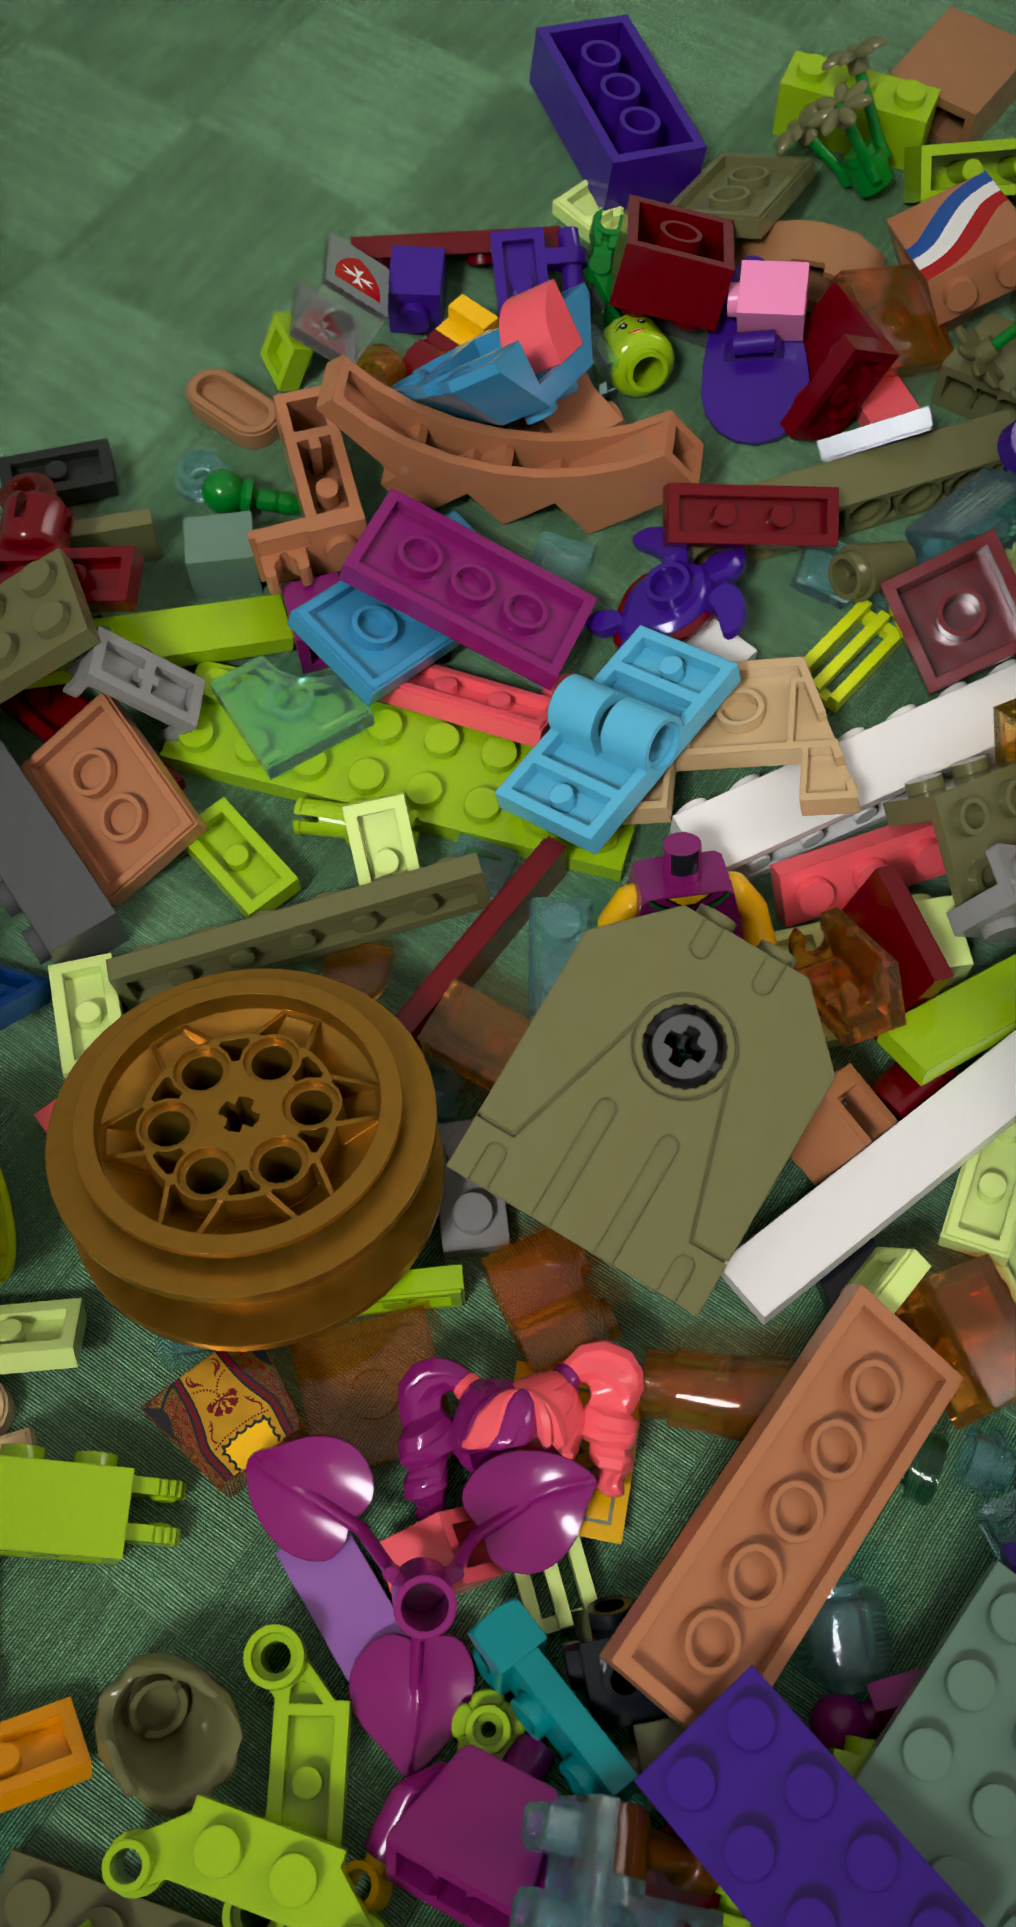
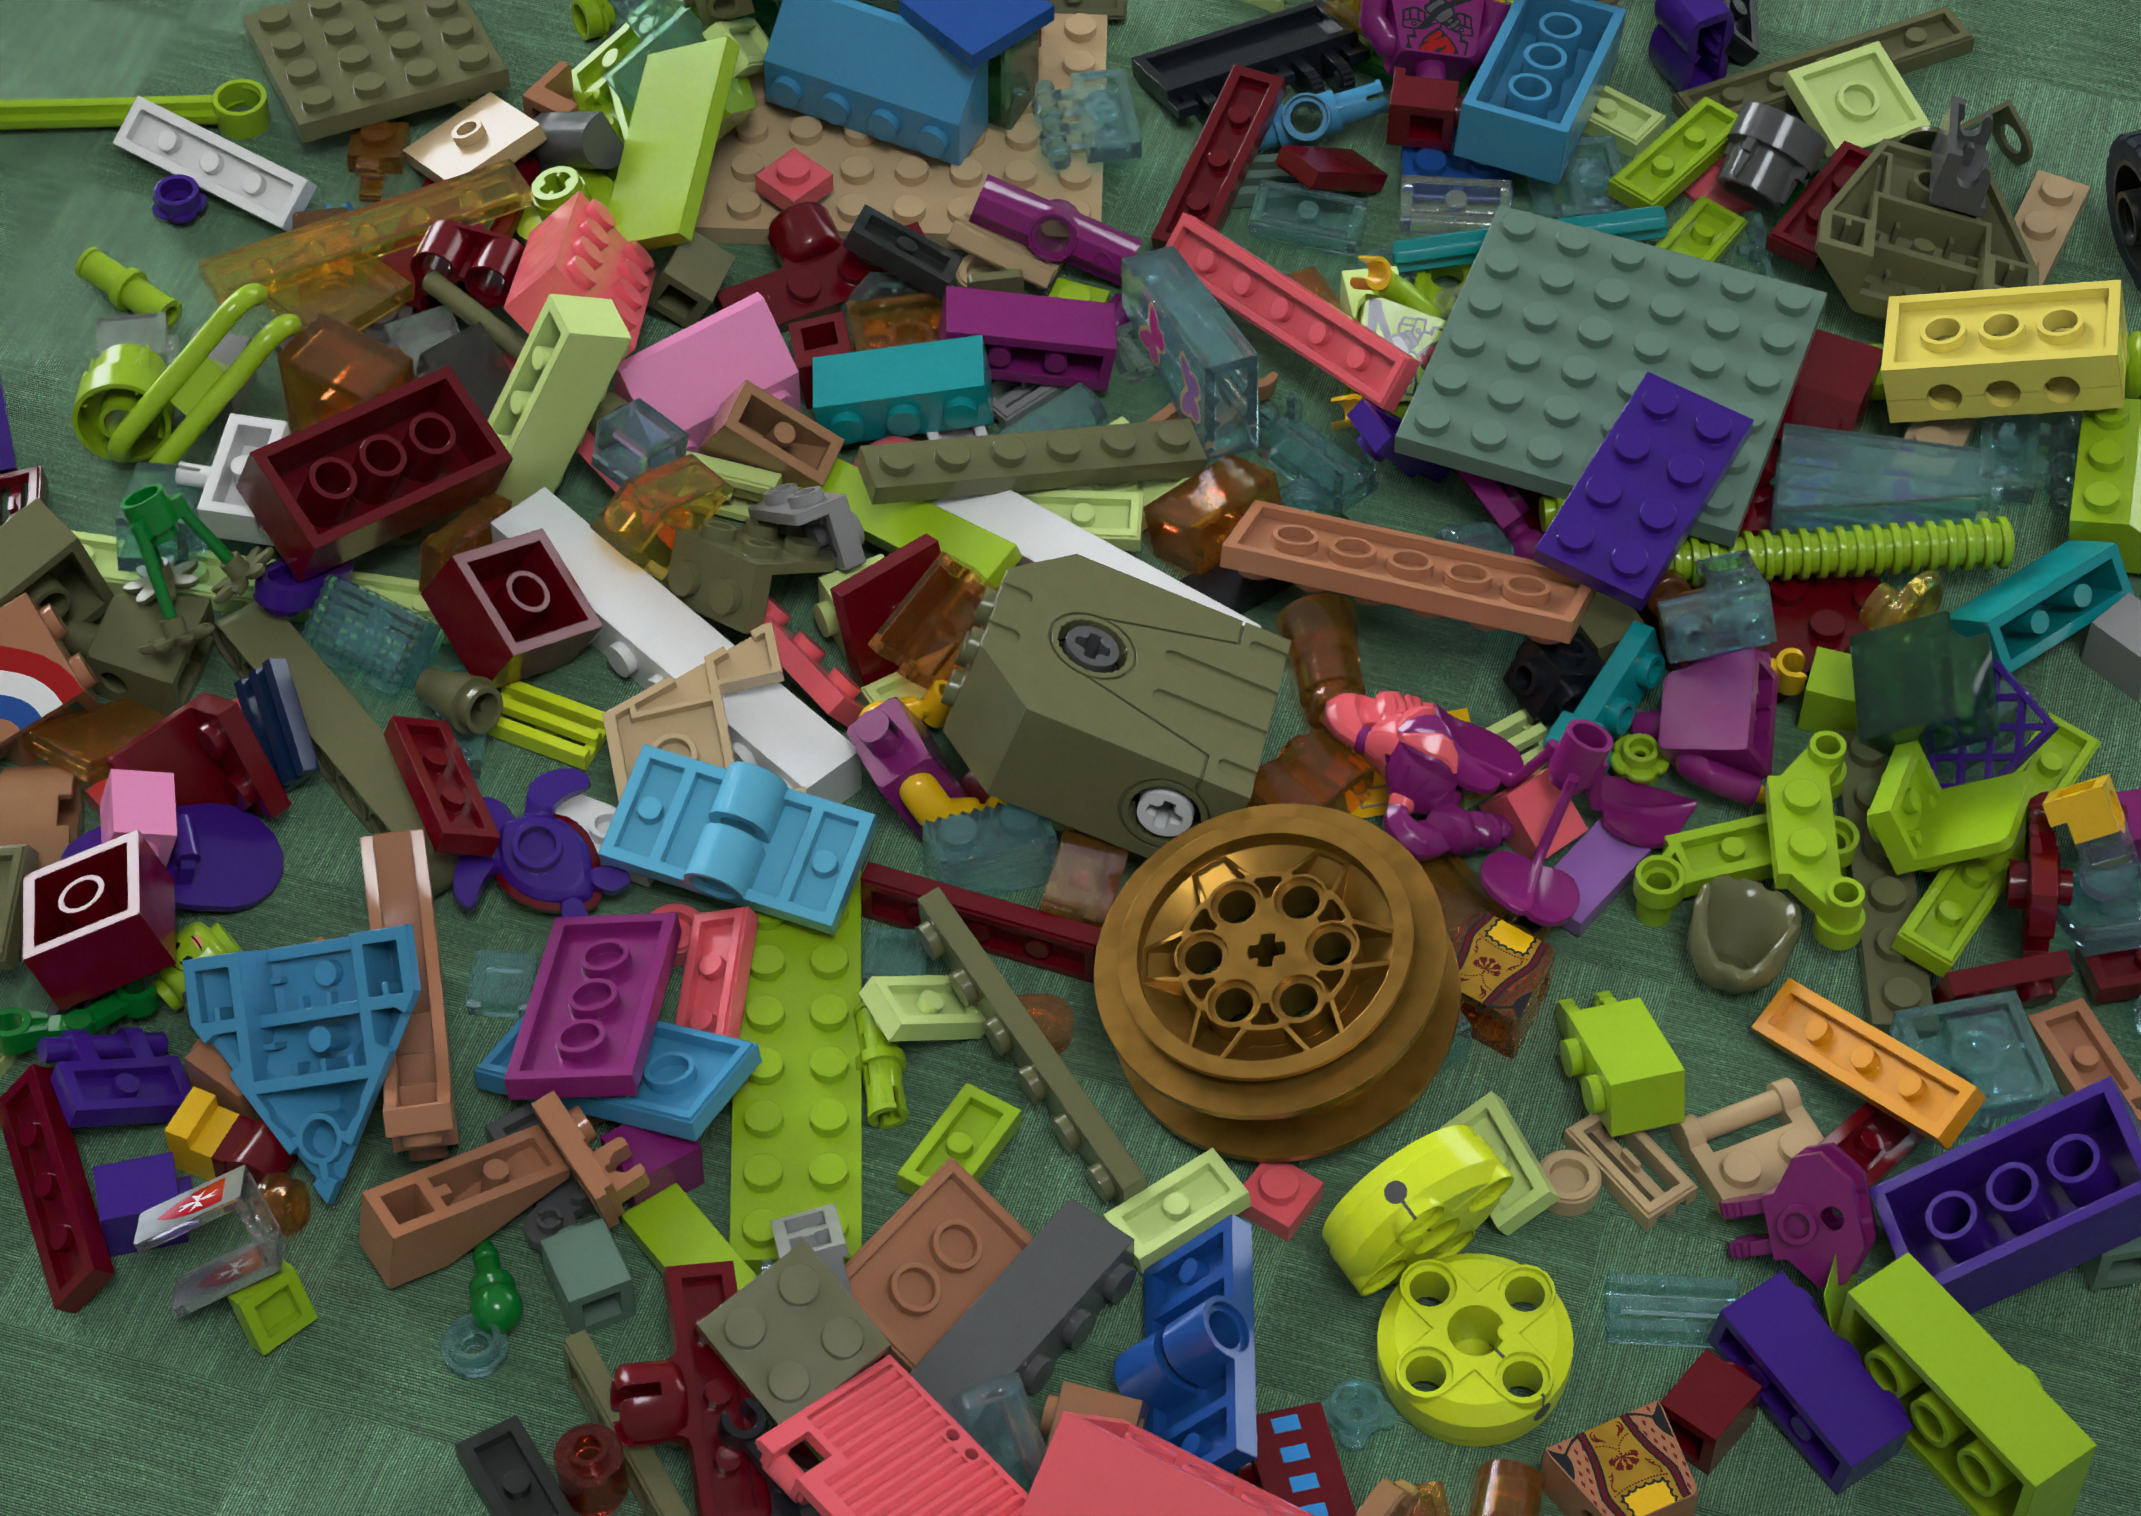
camera: 110 degrees left, 15 degrees down
(233, 408) = (356, 1355): medium nougat tile -> none
(287, 715) = (787, 1137): clear light blue tile -> none
(541, 326) = (275, 978): coral brick -> none
(891, 1274) = (1194, 562): yellowish green tile -> none

